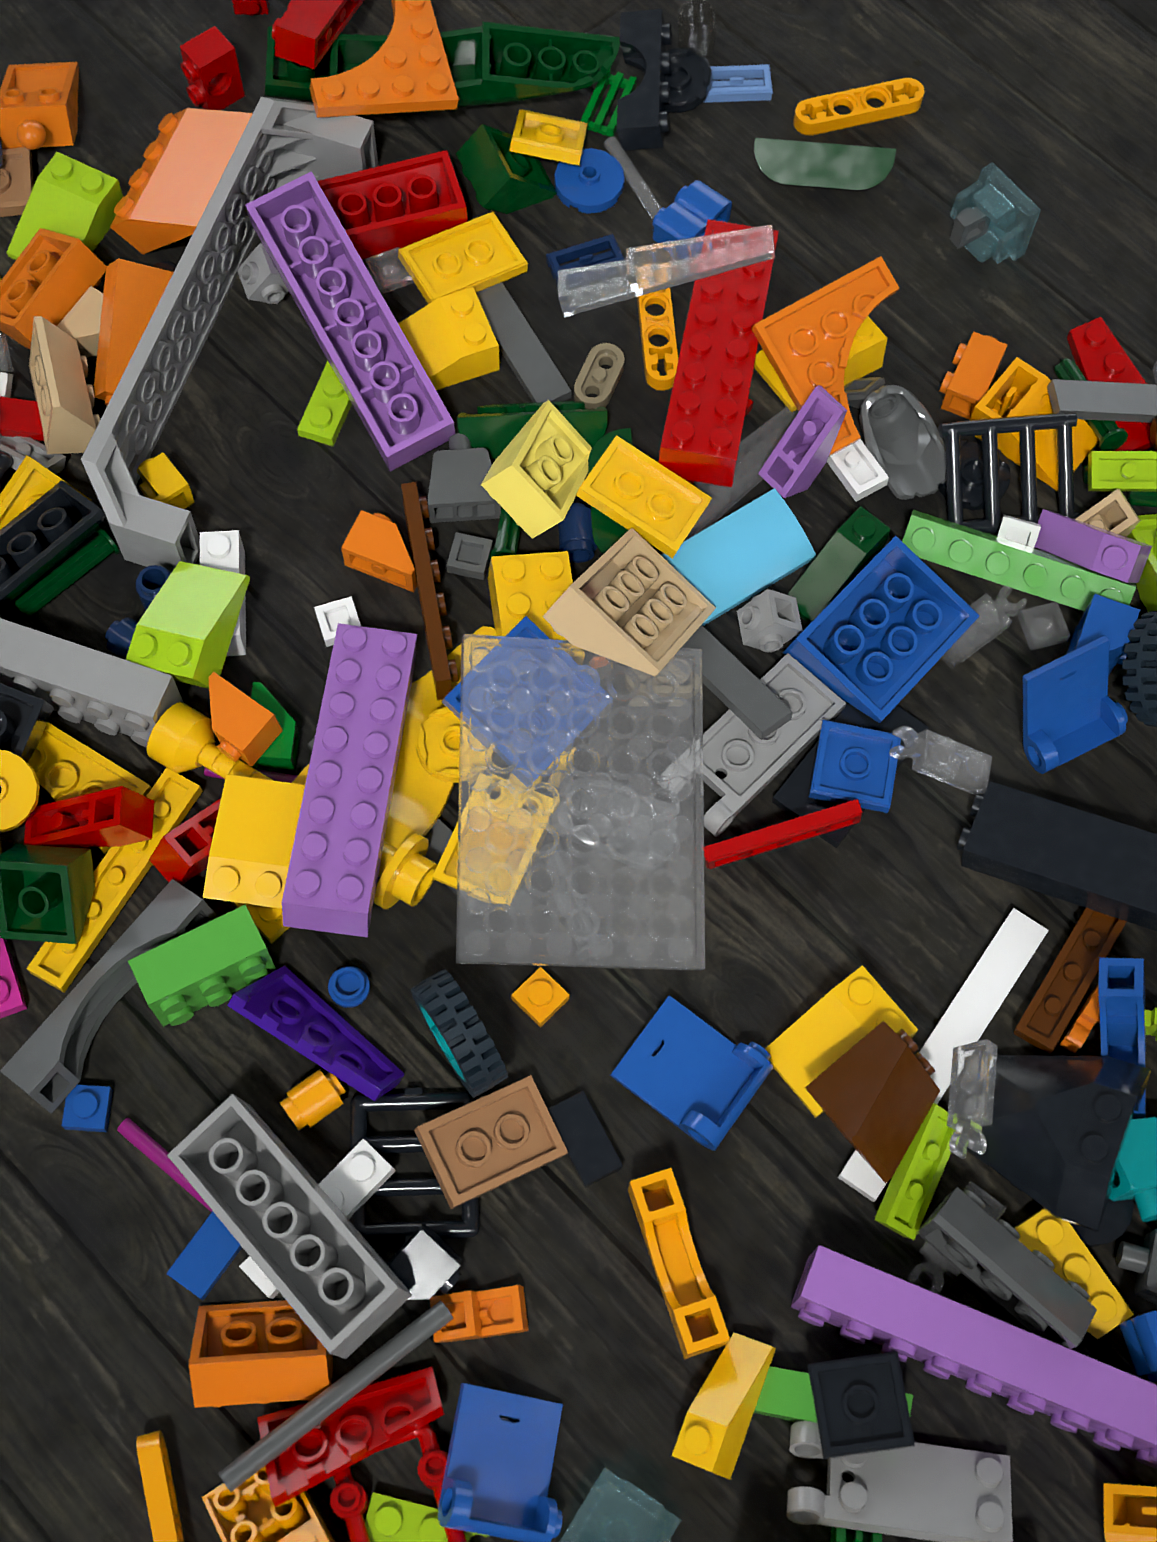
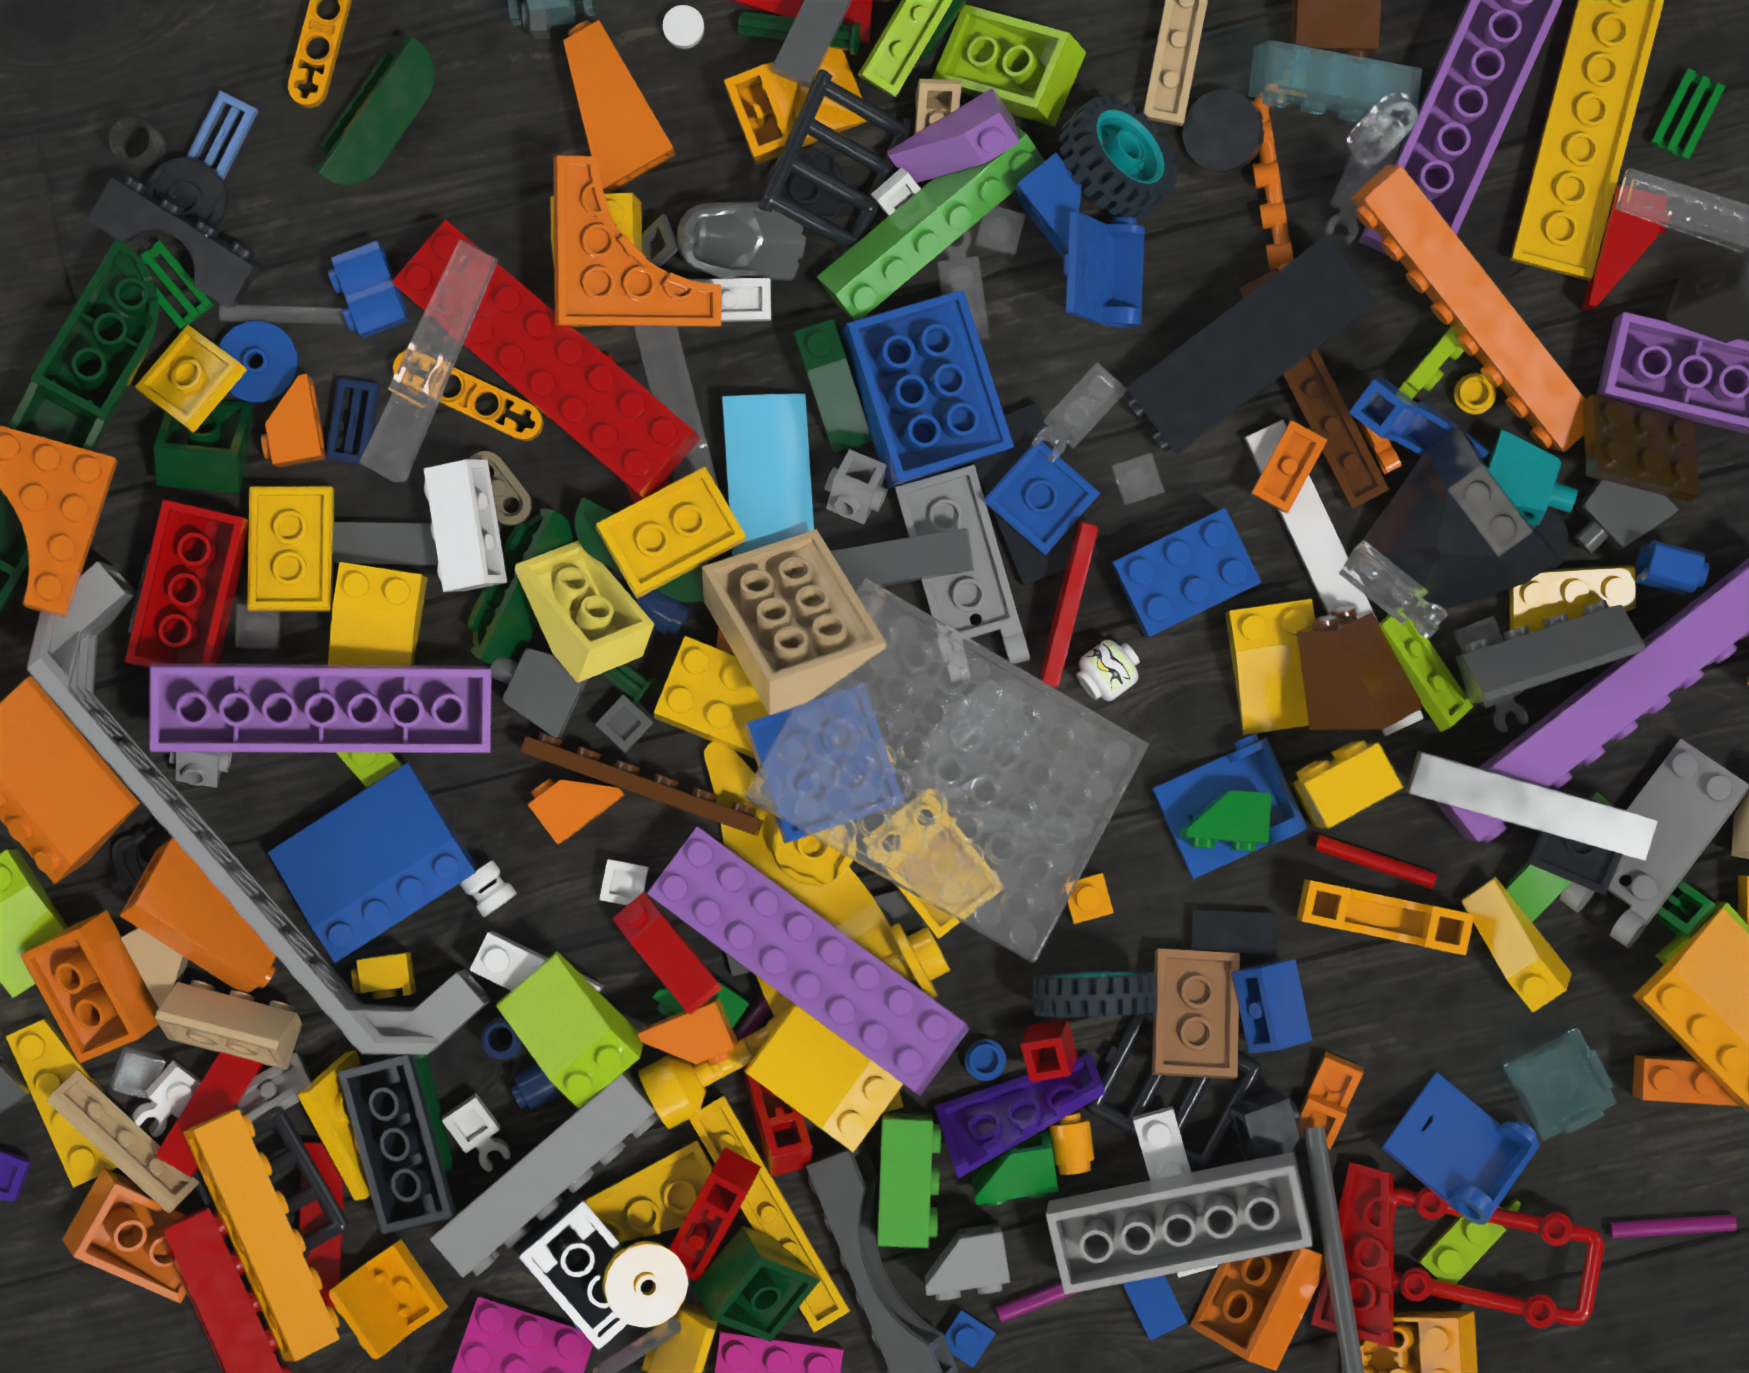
camera: 60 degrees left, 20 degrees up
(71, 611) = (474, 1127): none -> white plate
(161, 1063) = (969, 1261): none -> light grey slope
(249, 432) = (372, 862): none -> blue slope
(264, 1065) = (1018, 1172): none -> green slope
(276, 524) = (493, 896): none -> white wheel
(297, 667) = (667, 952): none -> red slope
(386, 1029) = (1049, 1050): none -> red brick
(537, 1206) = (1272, 1006): none -> blue brick
(555, 357) = (464, 525): none -> white brick
(559, 221) = (295, 427): none -> orange slope
(682, 1071) = (1231, 818): none -> green slope
(722, 1233) = (1375, 861): none -> red bar
(746, 900) = (1108, 670): none -> white head
(776, 1146) = (1346, 784): none -> yellow brick
(805, 444) = (706, 352): medium lavender slope -> none
(866, 1329) = (1531, 805): none -> tile
(868, 918) = (1185, 573): none -> blue brick
(919, 839) = (1137, 479): none -> clear plate
(933, 313) = (613, 109): none -> orange slope
(974, 374) = (706, 122): orange brick -> none
(1014, 951) = (1288, 467): none -> orange plate
(1031, 329) = (683, 26): none -> white tile

